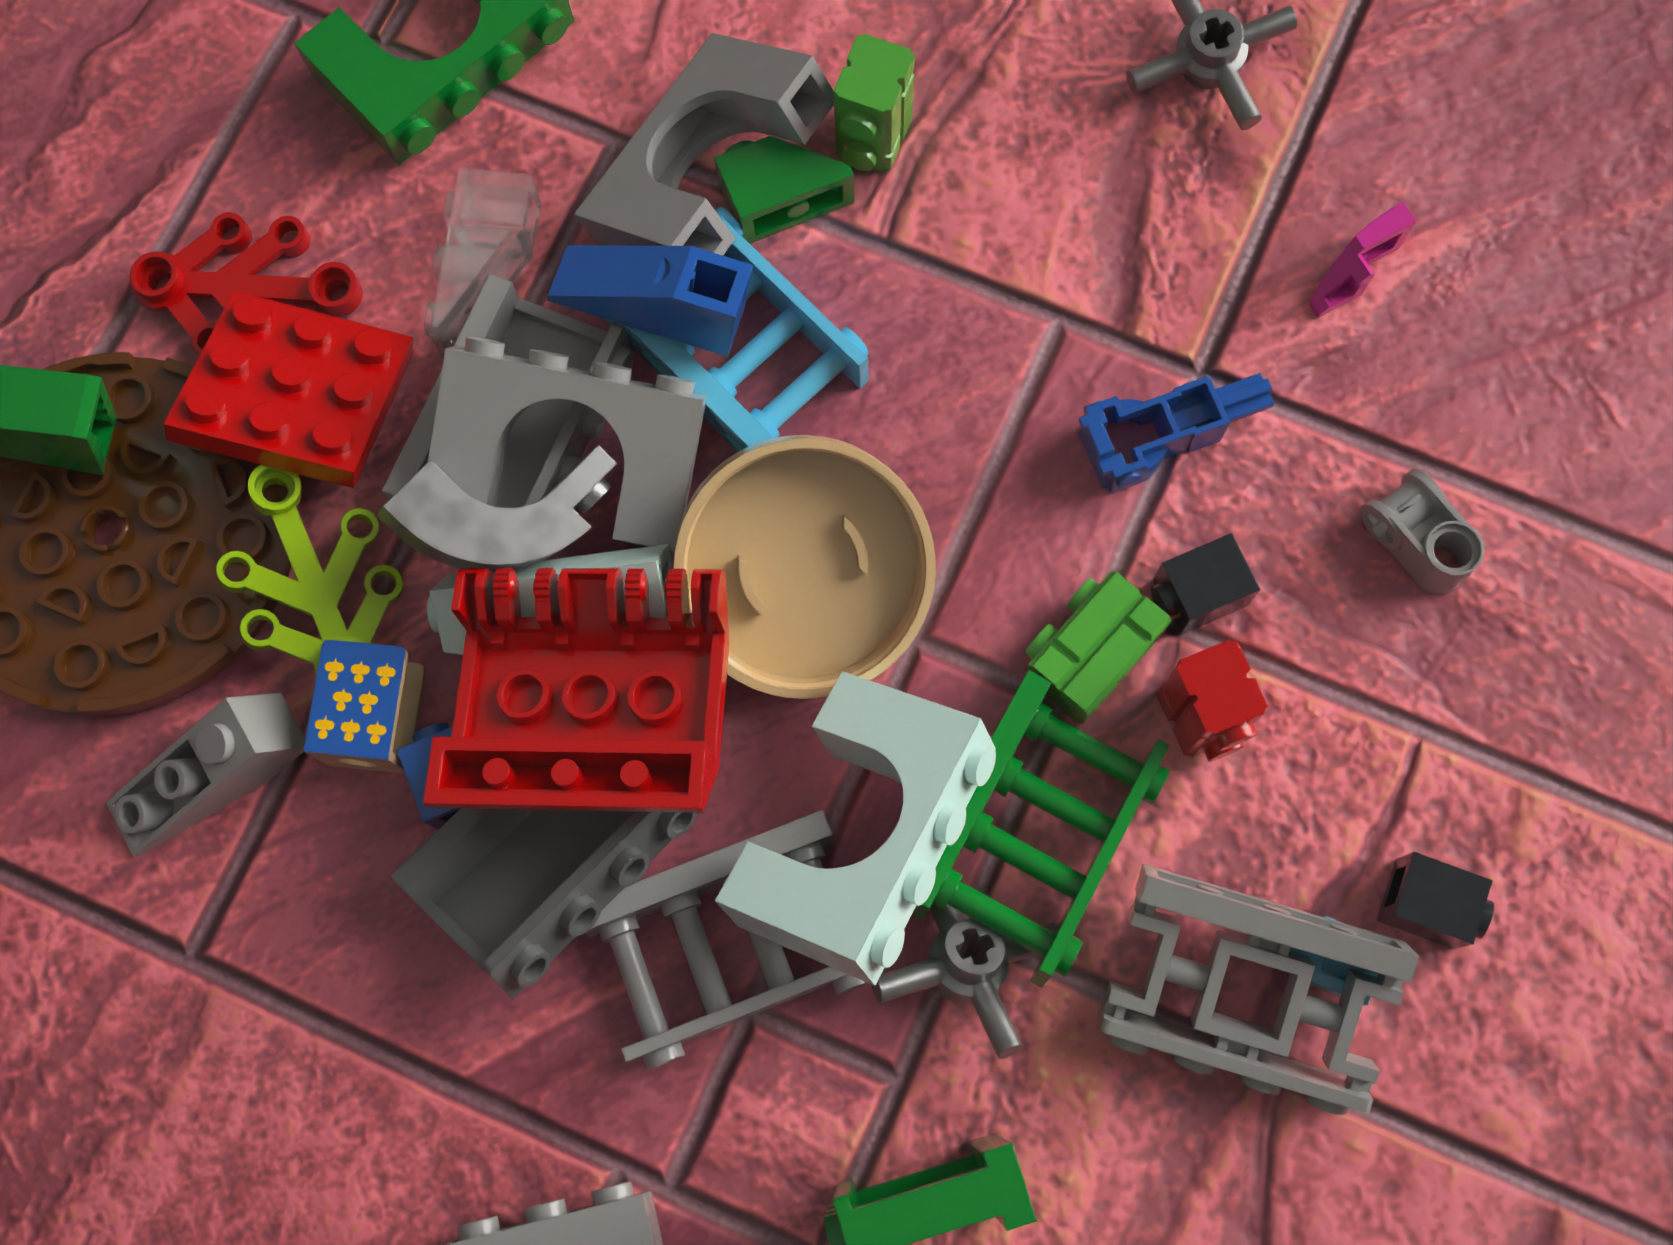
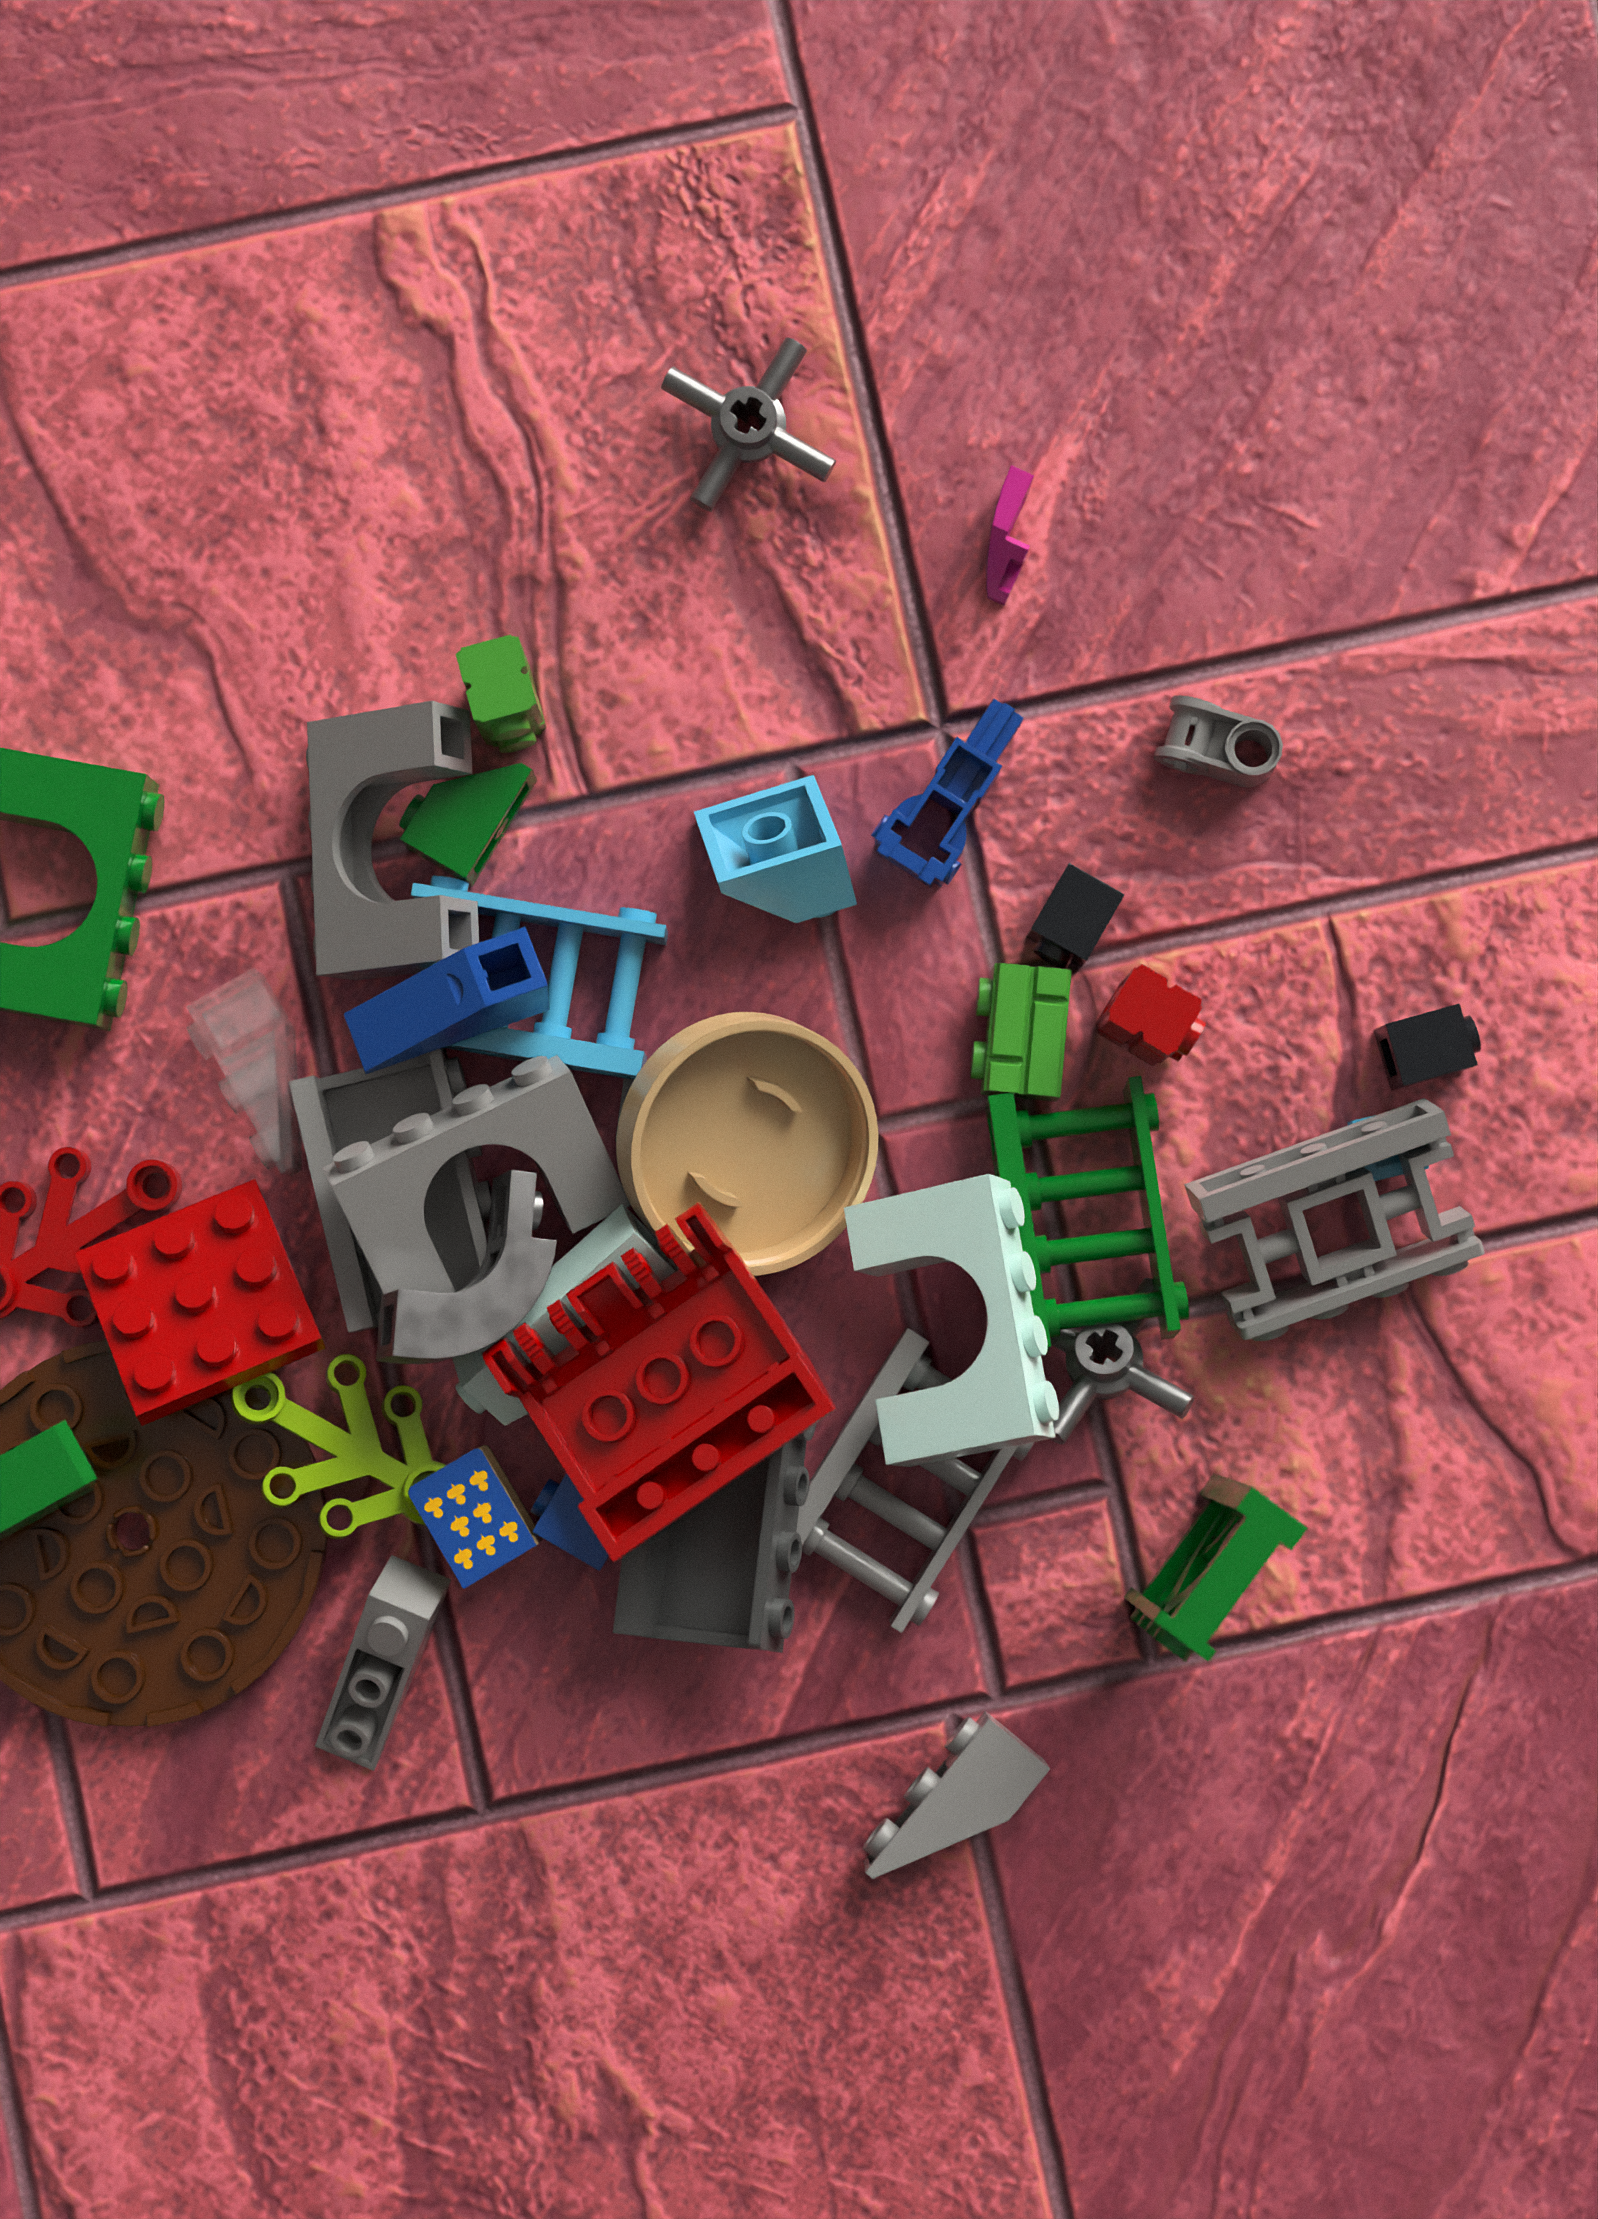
camera: 45 degrees left, 10 degrees up
(999, 373) = (779, 851): none -> medium azure slope

